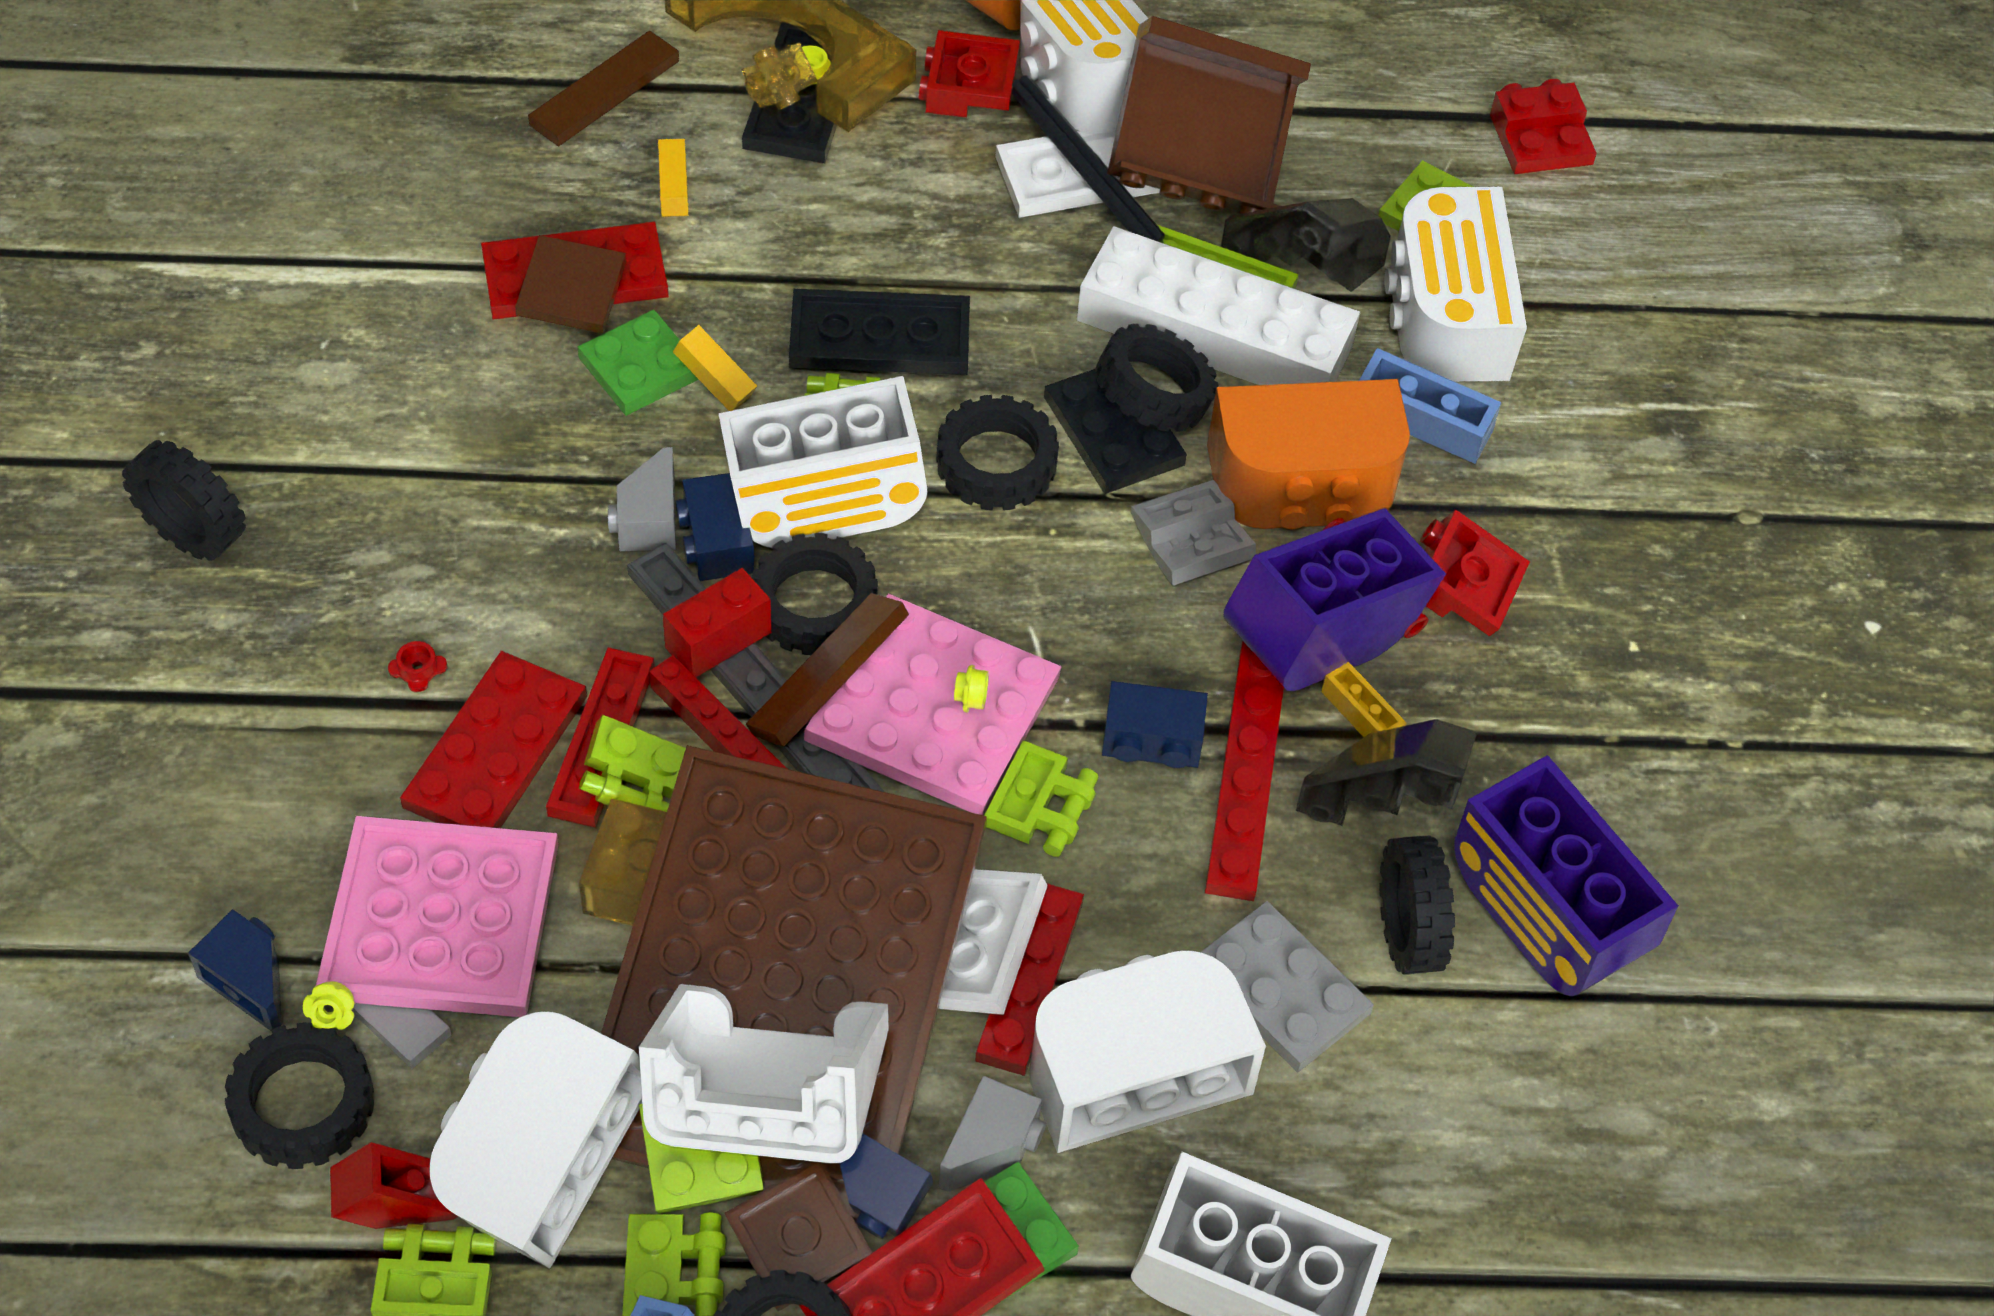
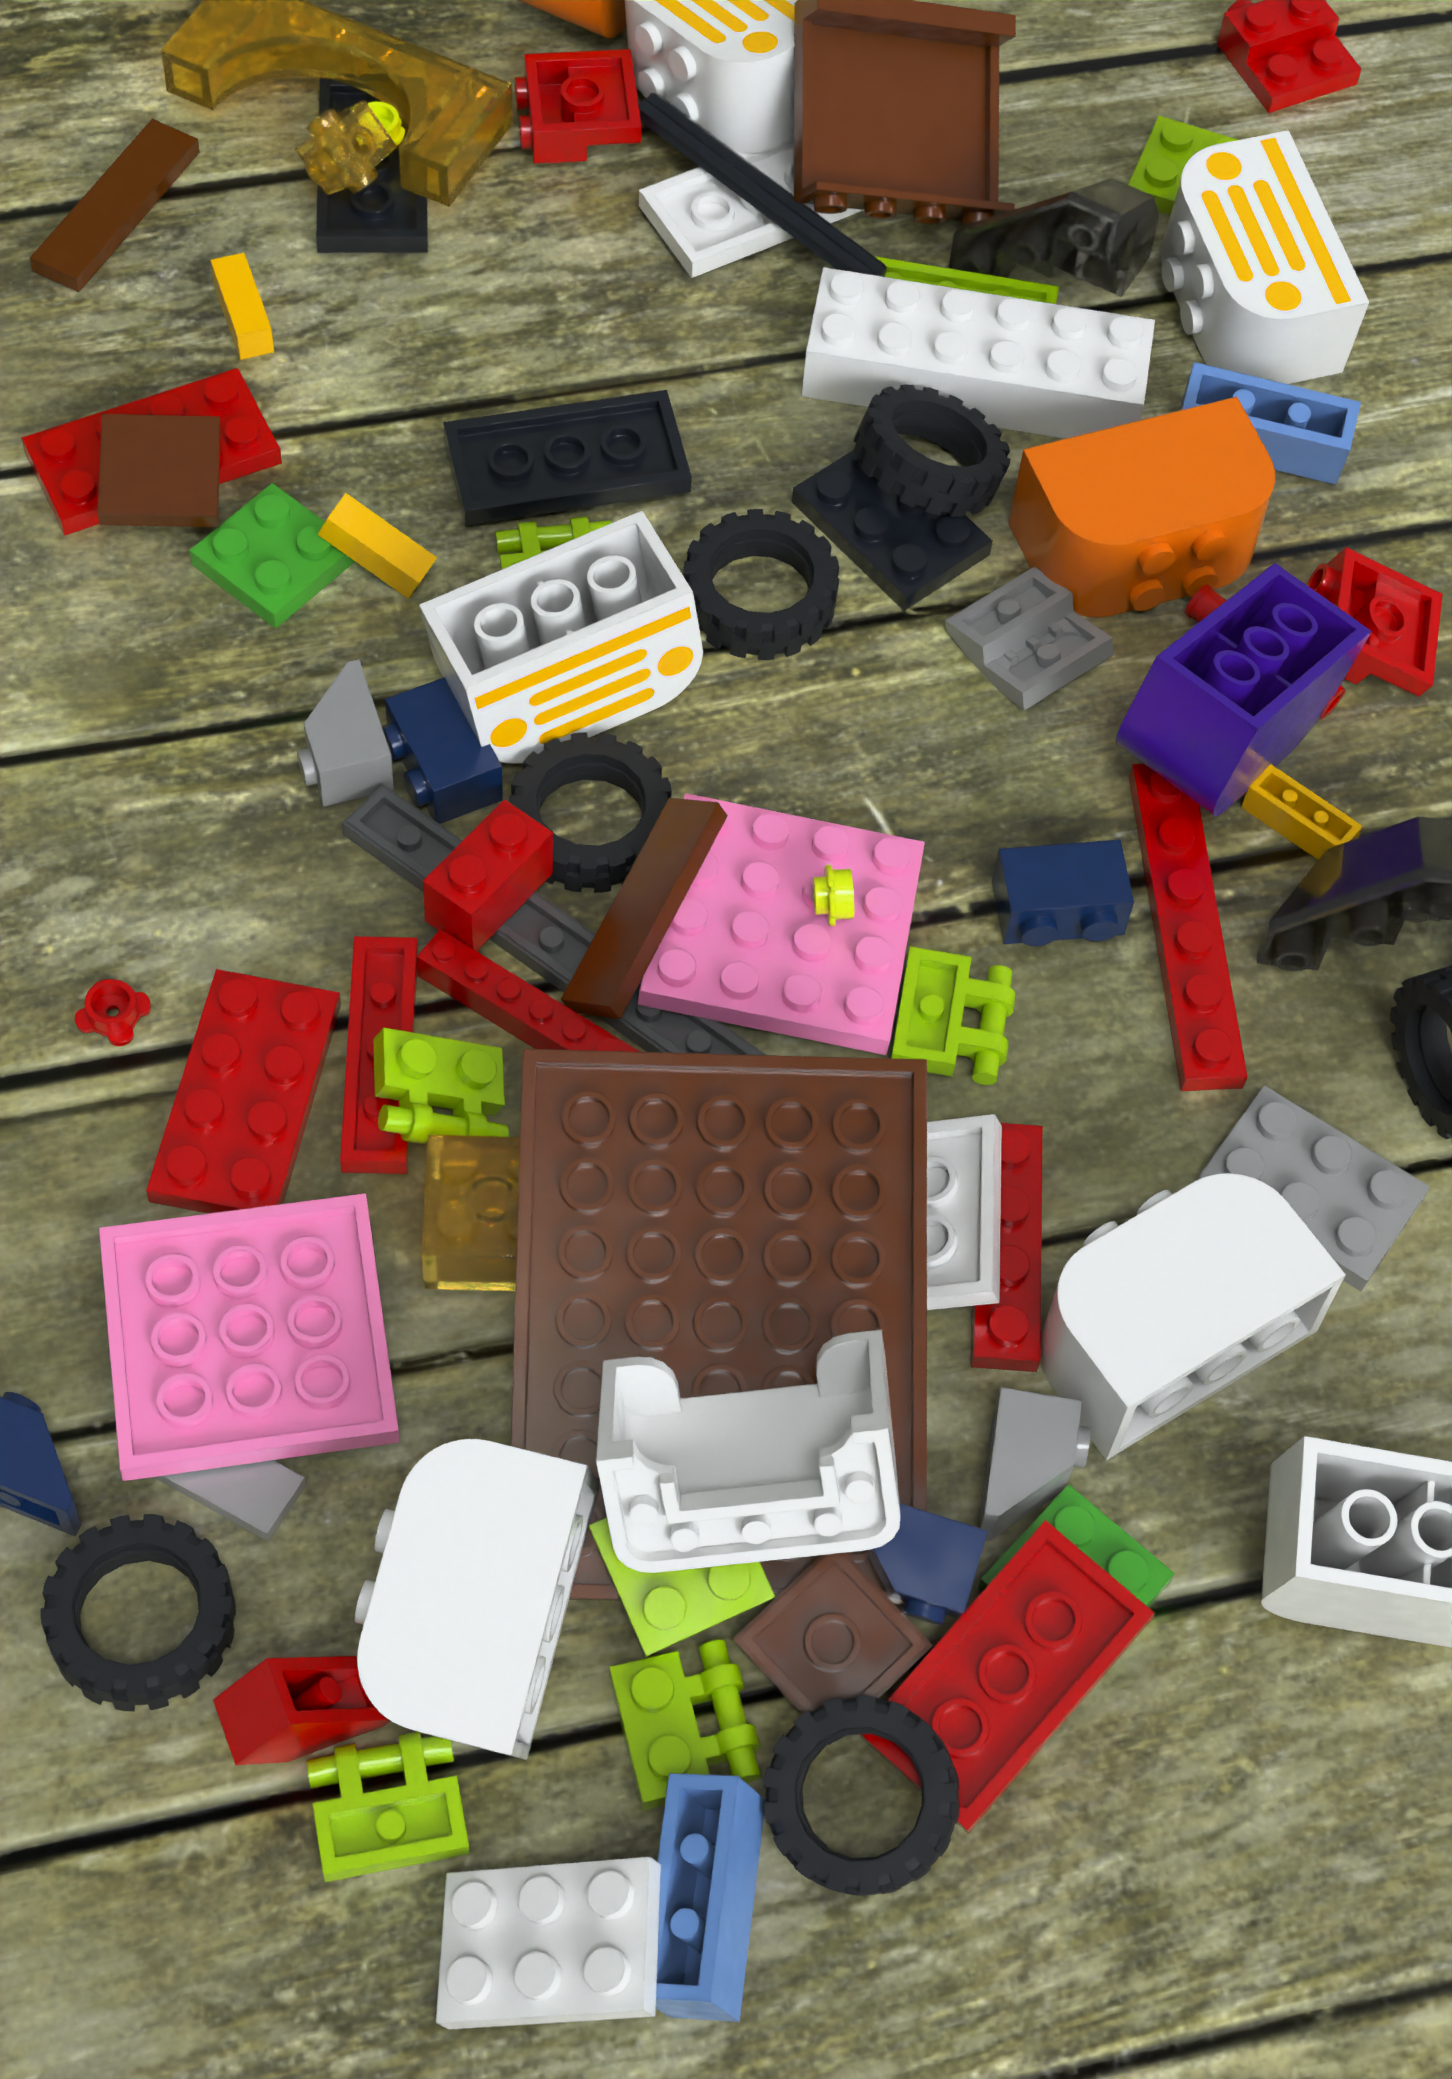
camera: 15 degrees left, 5 degrees up
(330, 994) = (147, 1472): neon yellow plate -> none

